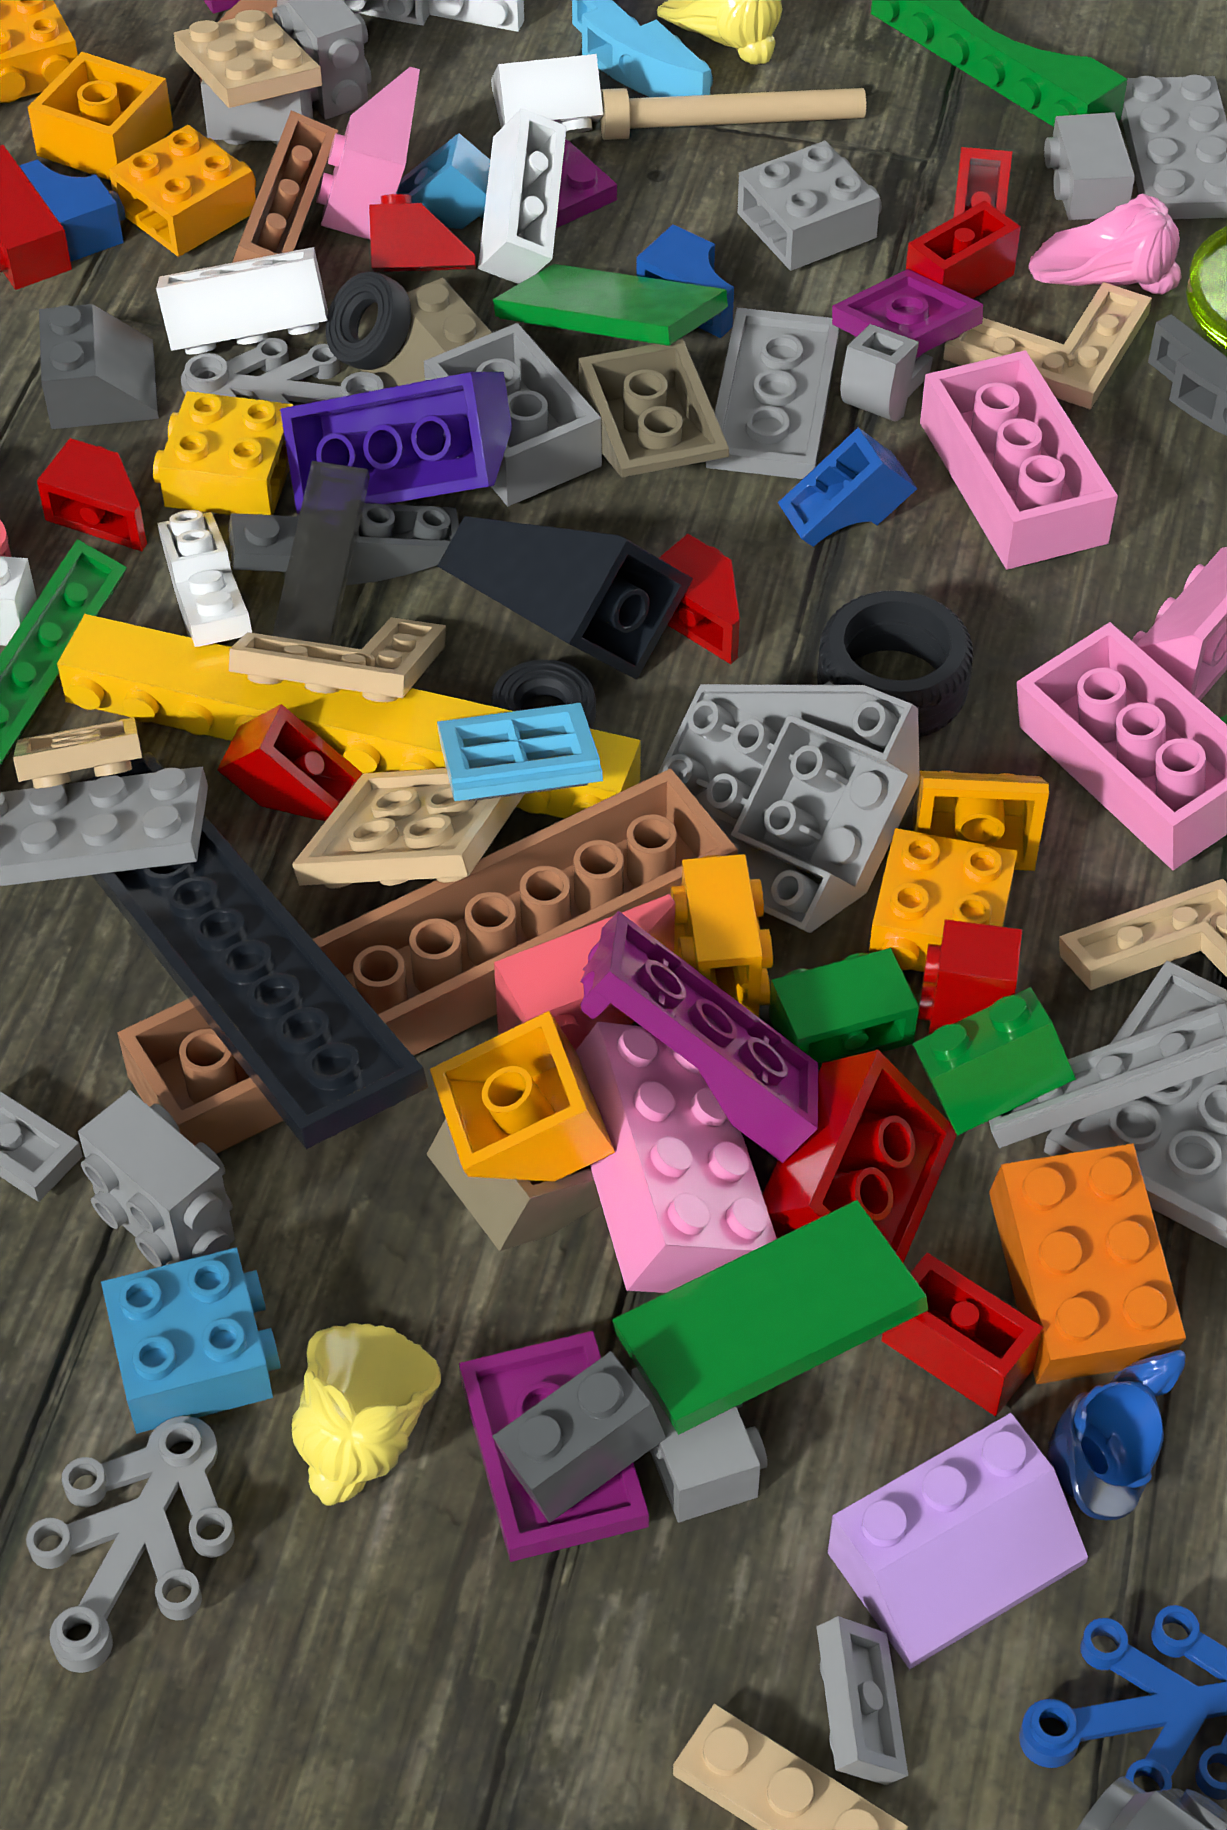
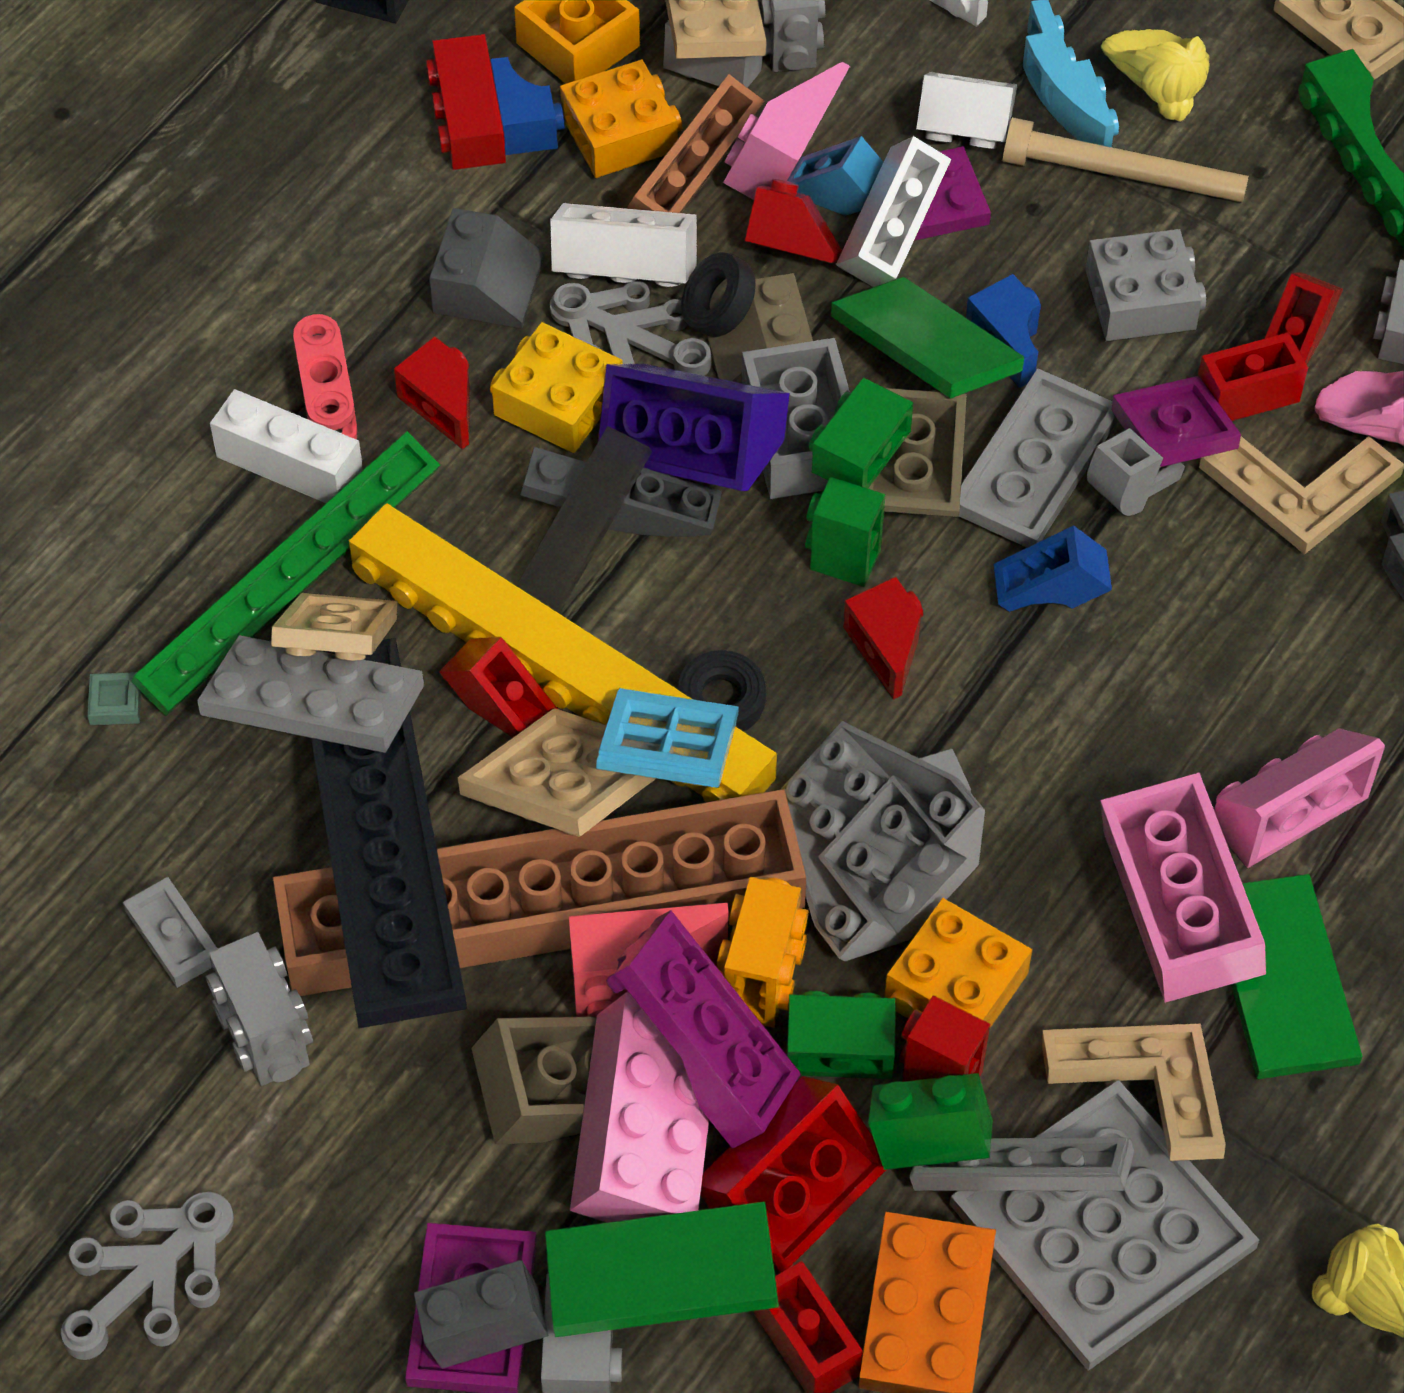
camera: 20 degrees right, 5 degrees up
(190, 1338) = (240, 1136): dark azure brick -> none
(203, 578) = (494, 497): white slope -> none
(359, 1405) = (344, 1227): light yellow hair -> none
(381, 669) = (588, 629): tan plate -> none
(522, 1105) = (543, 1041): light orange slope -> none
(572, 583) = (775, 603): black slope -> none
(594, 399) = (861, 434): none -> green brick
(612, 491) = (845, 531): none -> green brick
(907, 625) = (1026, 706): black tyre -> none
(984, 810) = (1024, 903): light orange slope -> none
(1017, 459) = (1207, 589): bright pink brick -> none

